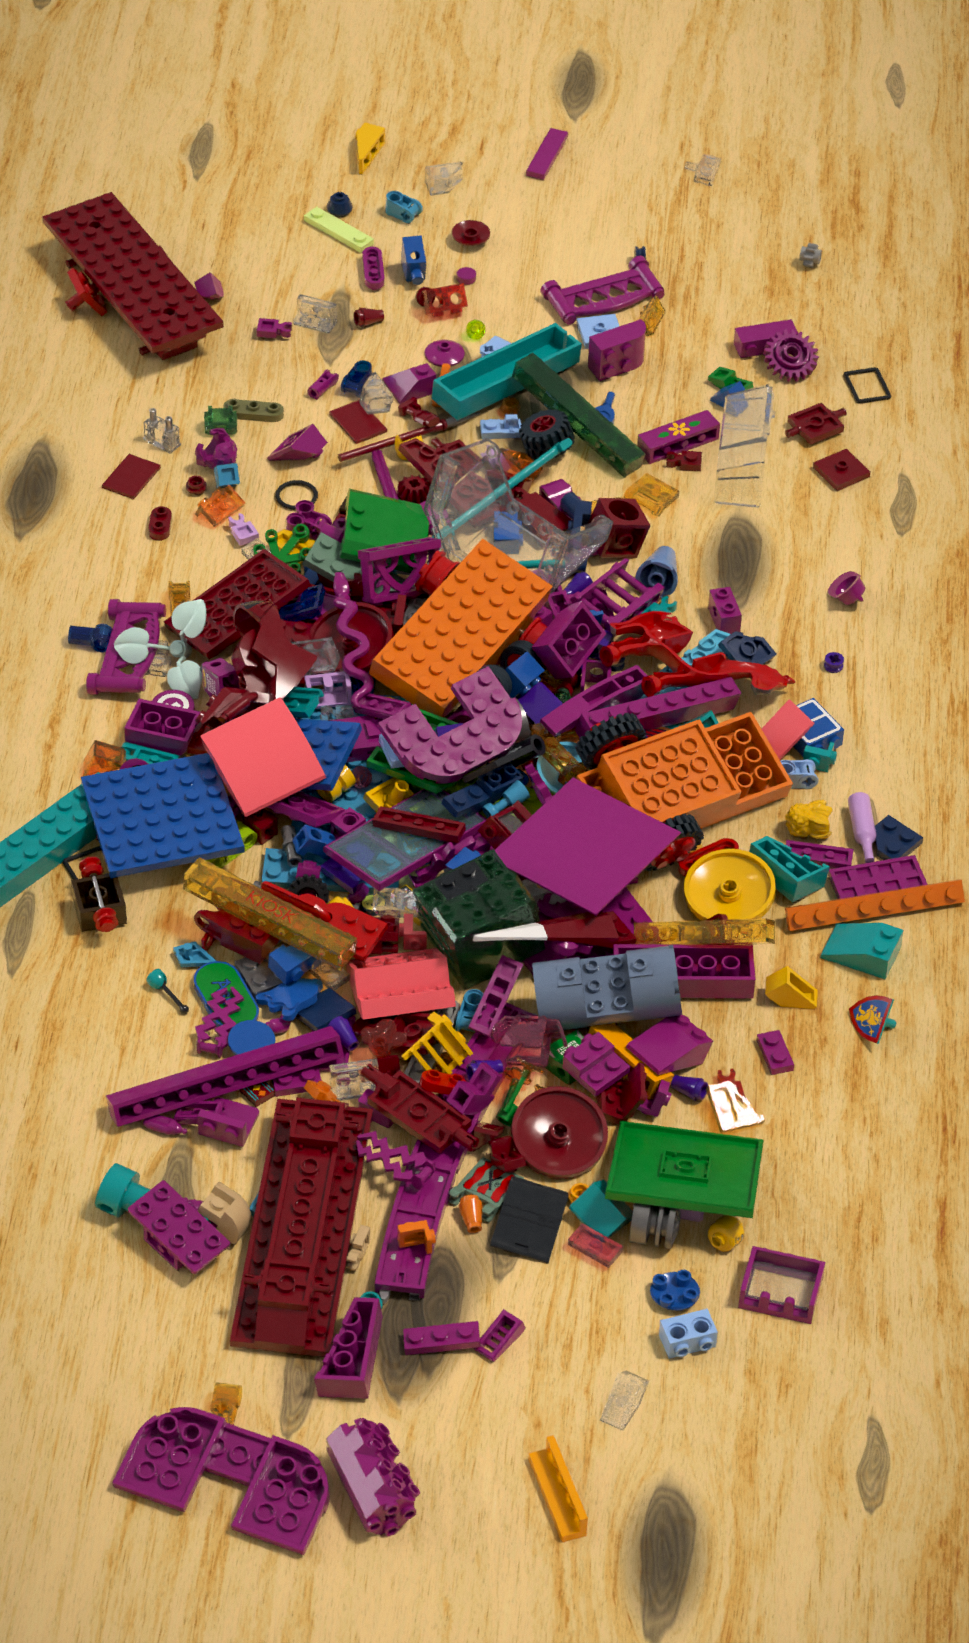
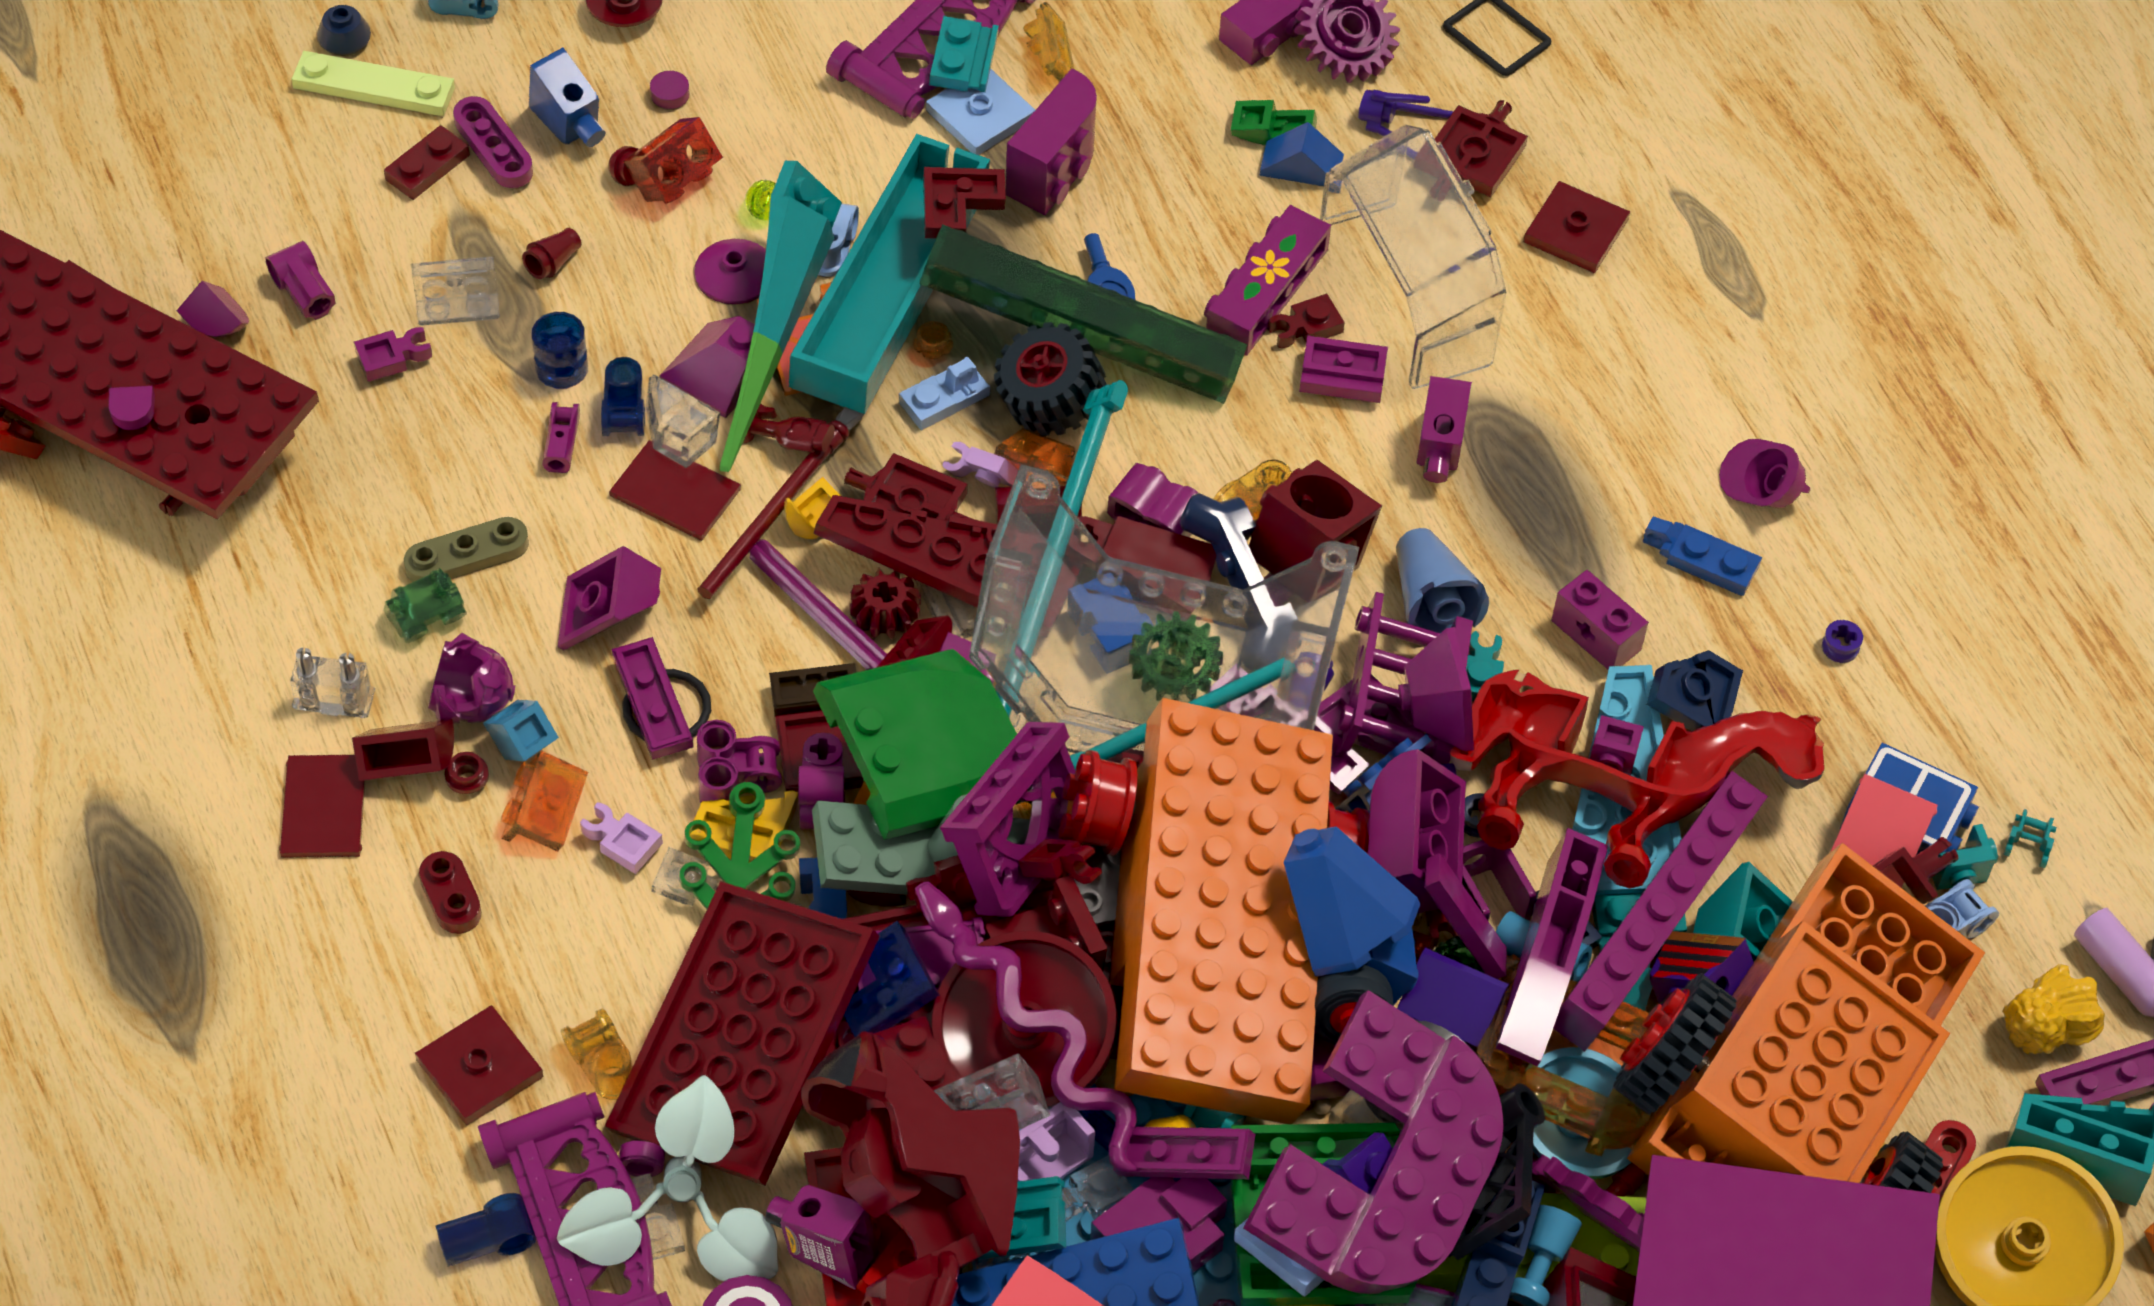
camera: 30 degrees left, 10 degrees up
(129, 583) = (479, 1065): none -> dark red plate
(142, 297) = (131, 406): none -> magenta tile
(169, 634) = (642, 1158): none -> magenta tile
(174, 464) = (404, 749): none -> dark red brick
(254, 289) = (298, 273): none -> magenta piece
(291, 487) = (652, 698): none -> magenta tile
(340, 266) = (426, 162): none -> dark red plate
(343, 350) = (560, 350): none -> clear blue wheel
(407, 589) = (1057, 858): none -> dark red plate
(467, 342) = (795, 251): none -> teal plate
(506, 636) = (1344, 900): none -> blue slope
(520, 545) = (1185, 644): none -> clear green gear
(551, 345) = (954, 190): none -> dark red plate
(565, 671) = (1465, 916): none -> magenta tile
(605, 304) = (963, 55): none -> teal plate
(620, 597) = (1440, 692): none -> magenta slope
(653, 489) = (1305, 411): clear yellow plate -> none
(687, 481) = (1343, 369): none -> magenta plate
(690, 651) = (1616, 743): none -> magenta bracket
(710, 515) = (1443, 427): none -> magenta torso
(783, 392) = (1381, 106): none -> dark purple plant
(789, 745) = (1921, 868): none -> dark red bracket
(796, 608) = (1703, 555): none -> blue hinge
(852, 759) = (2046, 842): none -> teal piece

